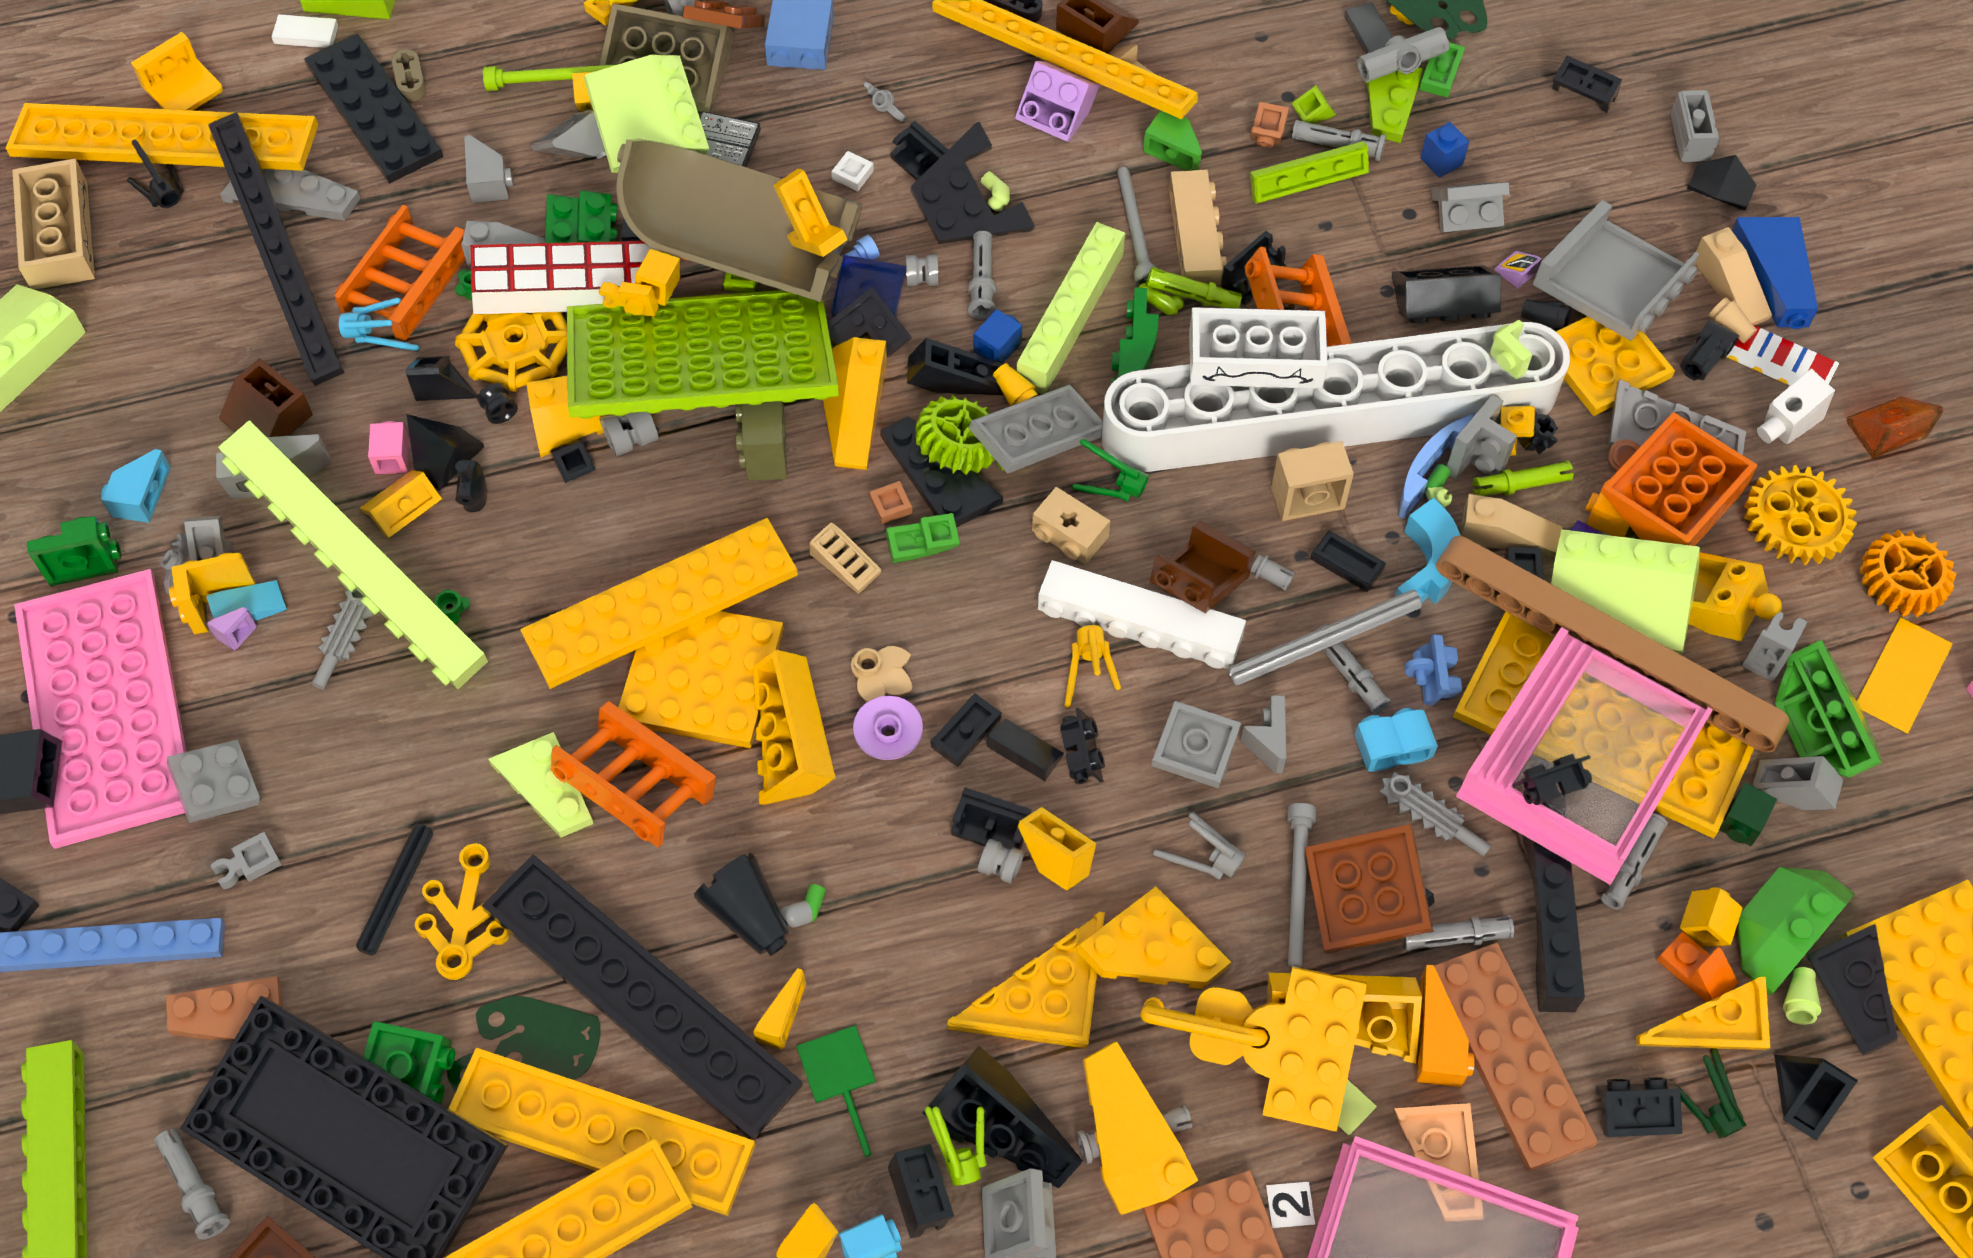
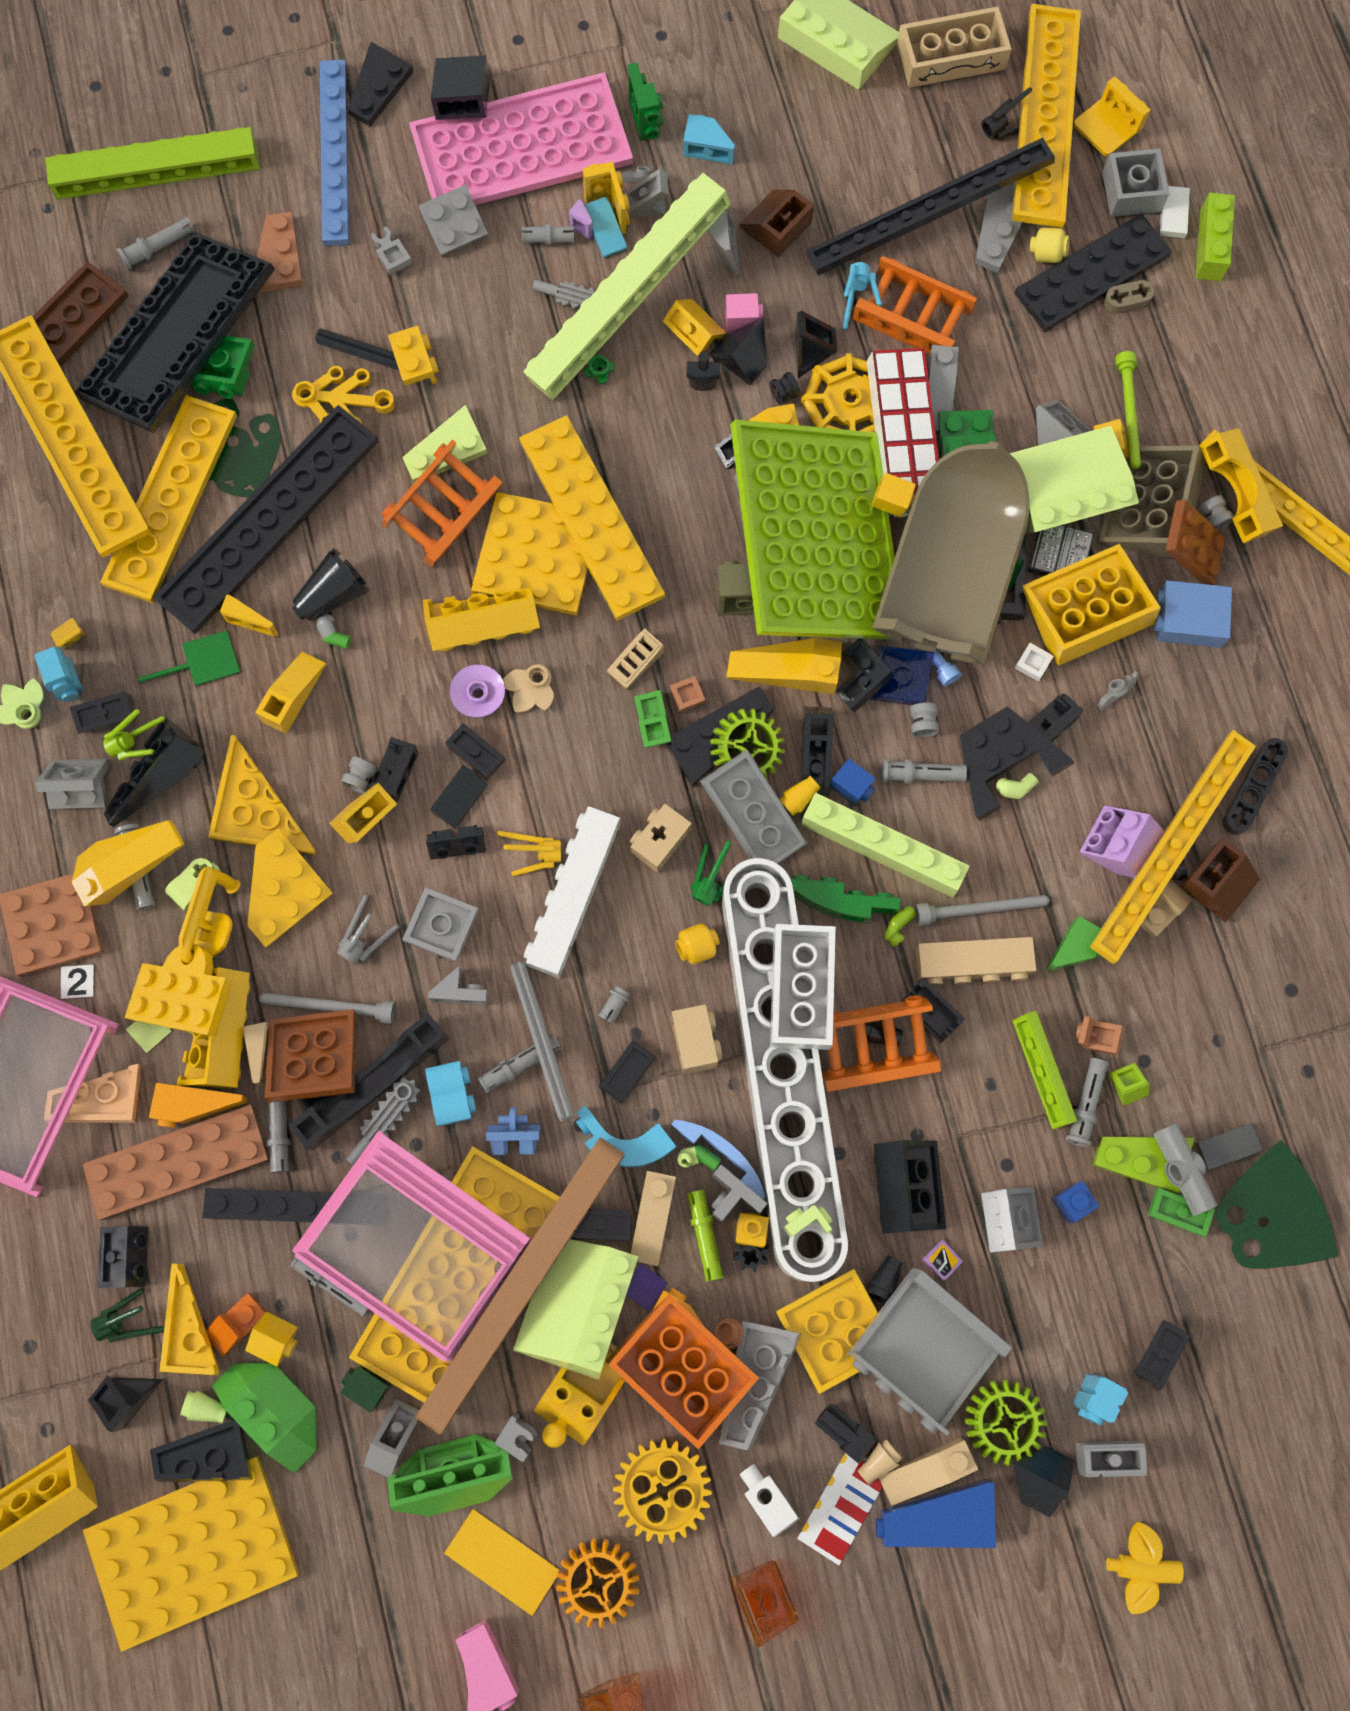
camera: 90 degrees right, 15 degrees up
(247, 669) = (548, 234): none -> light grey pin
(268, 57) = (1135, 182): none -> light grey brick
(336, 140) = (1050, 245): none -> light yellow head
(414, 819) = (412, 356): none -> yellow bracket
(486, 172) = (1021, 361): light grey slope -> none
(634, 298) = (871, 479): yellow plate -> none
(789, 113) = (1090, 604): none -> yellow slope
(806, 215) = (949, 610): yellow bracket -> none
(891, 947) = (290, 692): none -> yellow slope
(1157, 1057) = (183, 886): none -> yellowish green piece
(1196, 486) = (697, 944): none -> yellow head
(1204, 568) = (608, 941): reddish brown panel -> none
(1206, 293) = (904, 953): lime pin -> none
(1349, 783) = (397, 1061): none -> black arch
(1366, 958) = (256, 1044): none -> tan slope
(1541, 783) = (365, 1190): black hinge -> none
(1639, 130) = (1099, 1399): none -> medium azure brick
(1669, 222) = (1010, 1434): none -> lime gear
(1789, 108) = (1144, 1569): none -> yellow plant

